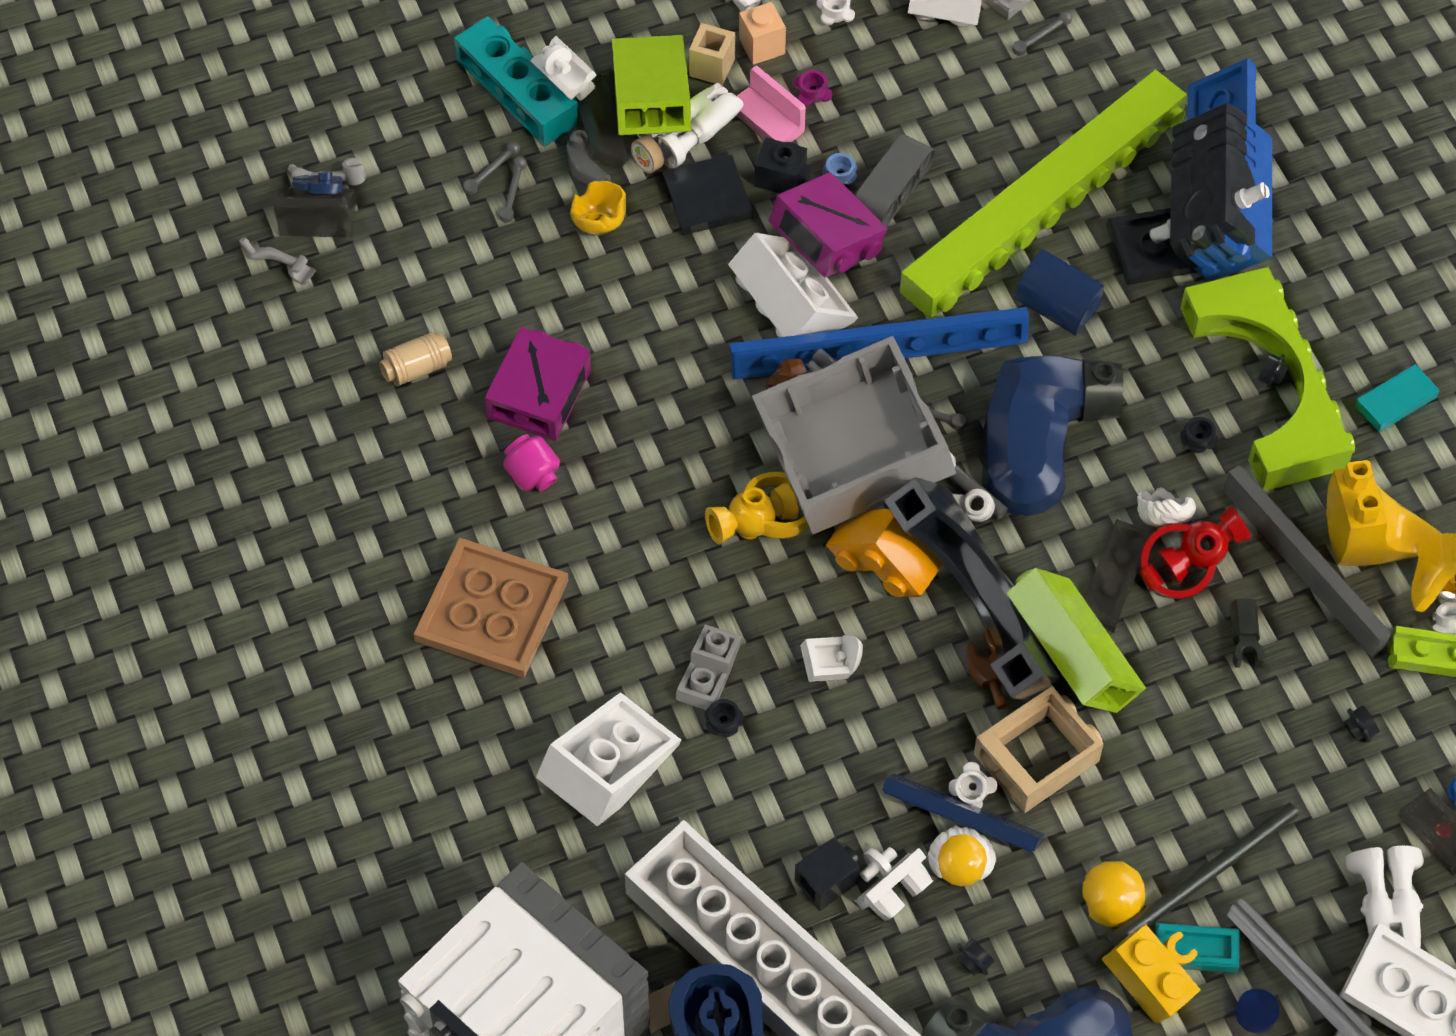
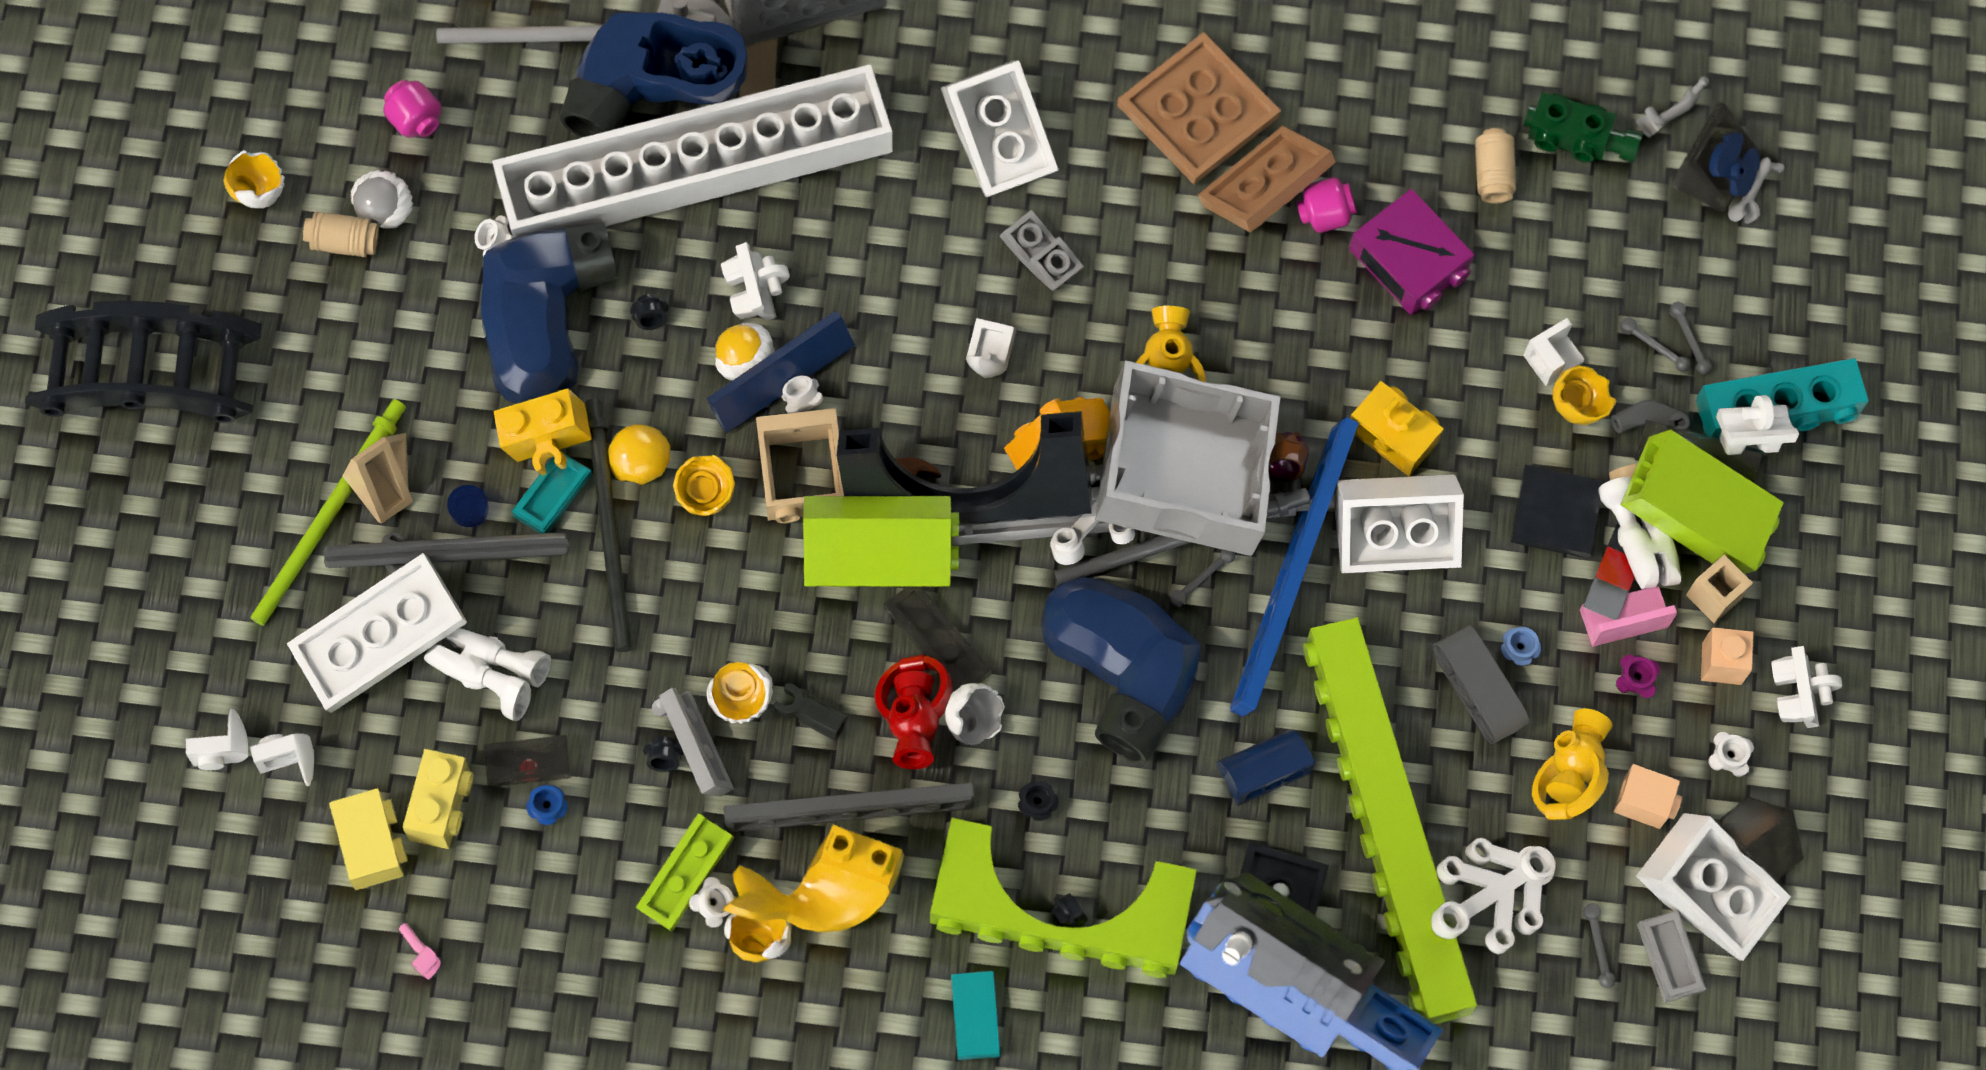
camera: 115 degrees right, 10 degrees up
(342, 313) = (1578, 129): none -> dark green brick
(537, 514) = (1266, 179): none -> medium nougat plate
(569, 251) = (1553, 352): none -> white panel
(709, 326) = (1396, 427): none -> yellow brick
(720, 709) = (985, 227): black plate -> none
(743, 132) = (1611, 581): none -> sticker
(781, 166) = (1550, 589): black brick -> none
(827, 224) = (1451, 586): magenta brick -> none
(827, 873) = (791, 236): black brick -> none
(910, 41) = (1648, 797): none -> light nougat brick
(926, 87) = (1575, 761): none -> yellow piece
(1016, 91) = (1496, 889): none -> white plant
(1111, 813) = (704, 485): none -> yellow hair
(1271, 688) = (740, 692): none -> yellow hair
(1333, 704) = (694, 741): none -> light grey hinge

